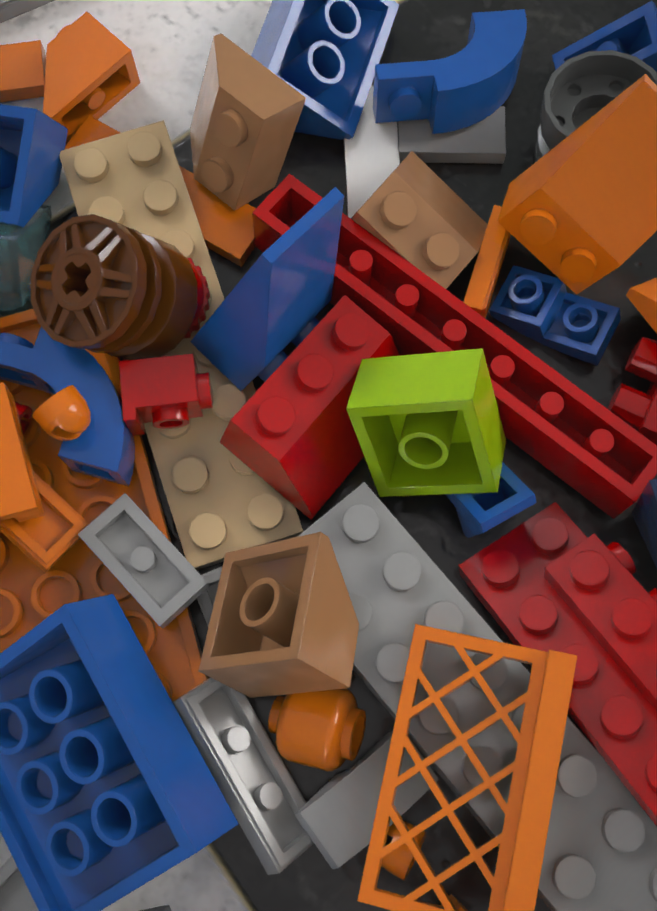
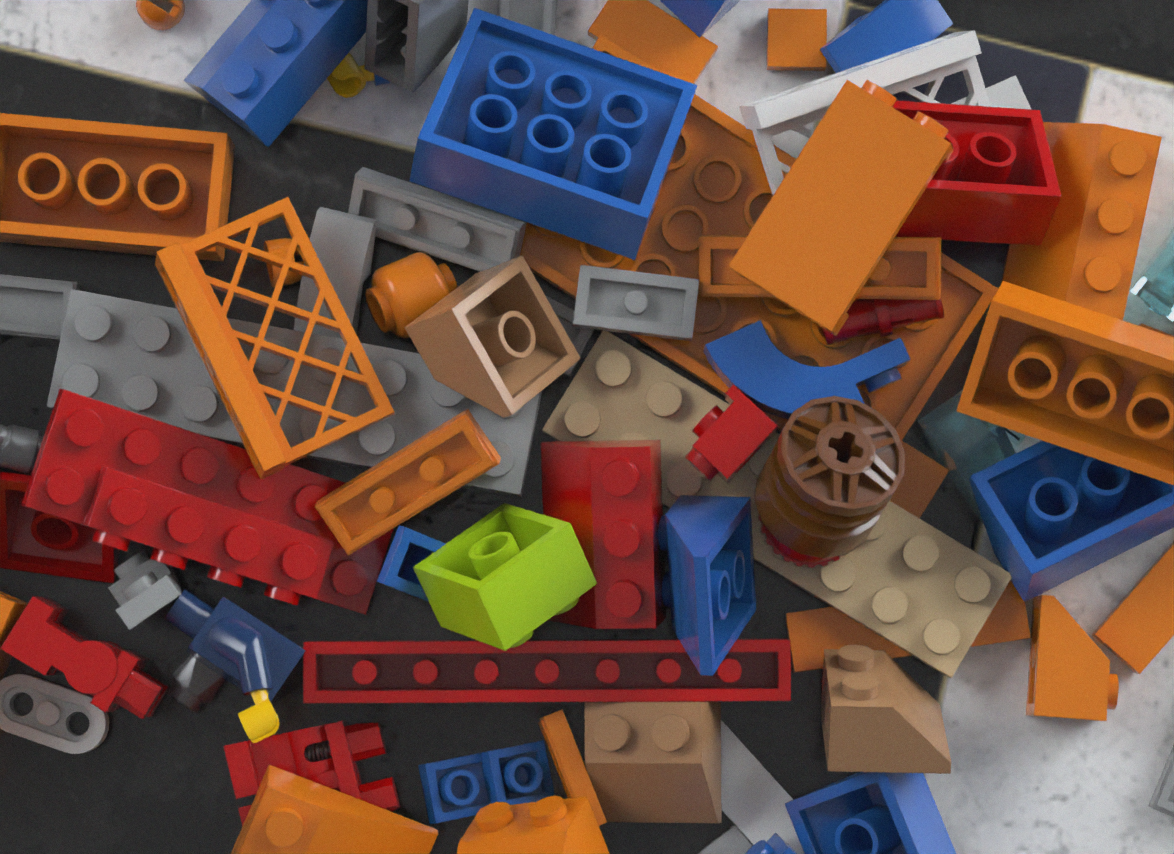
camera: 140 degrees right, 10 degrees up
(64, 414) = (775, 349): orange hinge -> none
(447, 560) = (408, 482): none -> orange tile

